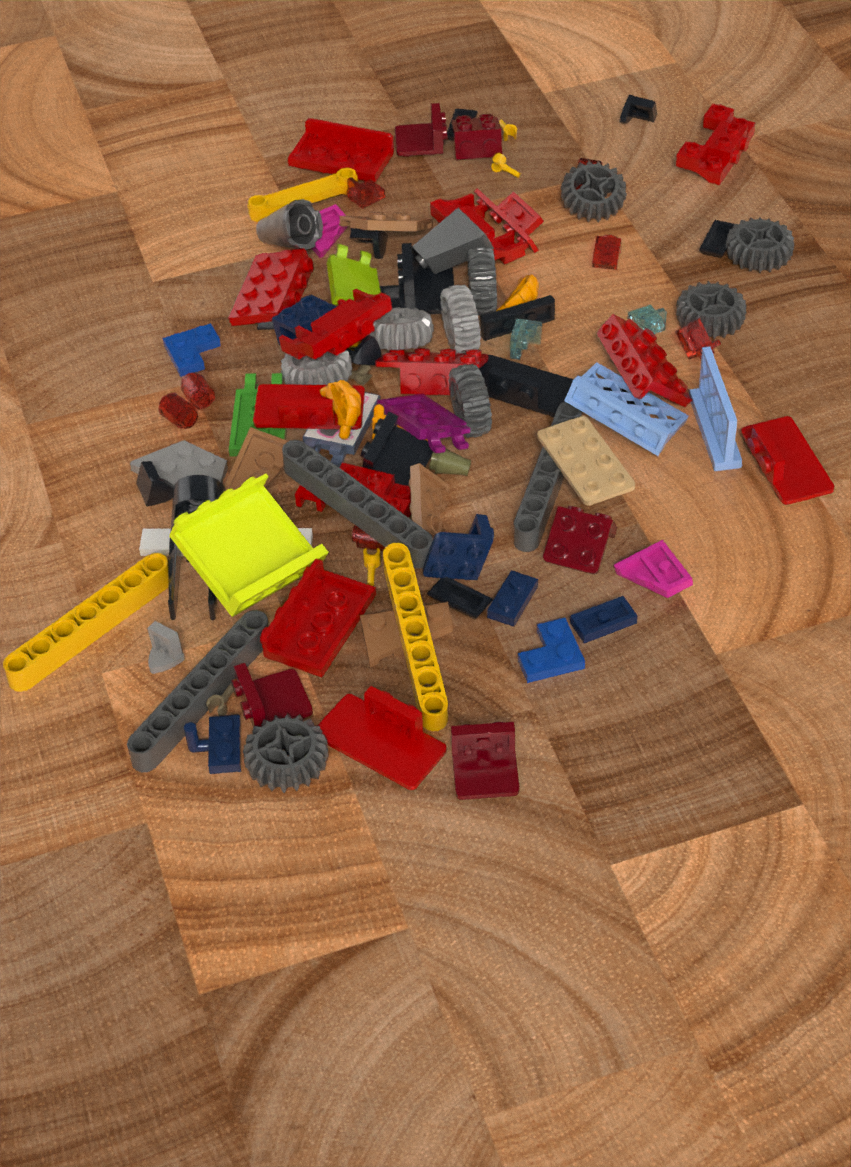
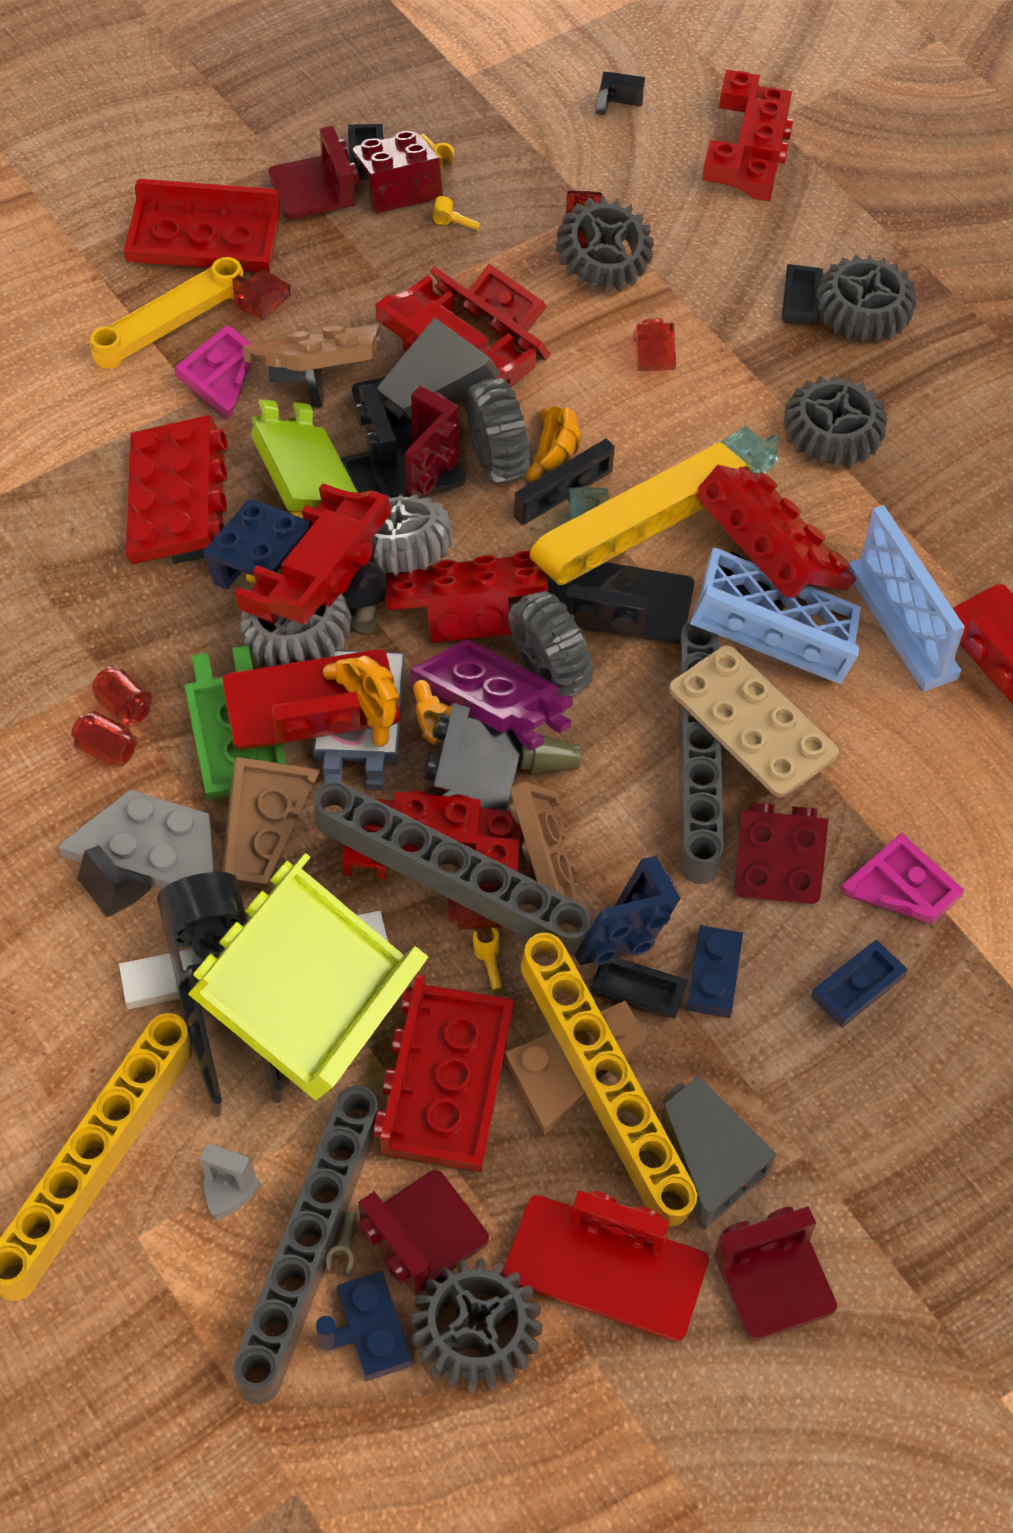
camera: 20 degrees left, 10 degrees up
(185, 348) = (74, 617): blue plate -> none
(292, 226) = (177, 380): flat silver cone -> none
(431, 280) = (433, 441): none -> dark red bracket
(460, 318) = (490, 505): light grey gear -> none
(473, 689) = (715, 1148): none -> dark grey slope
(544, 339) = (629, 517): none -> yellow beam
(556, 657) = (813, 1054): blue plate -> none
(694, 337) = (833, 479): clear red bracket -> none

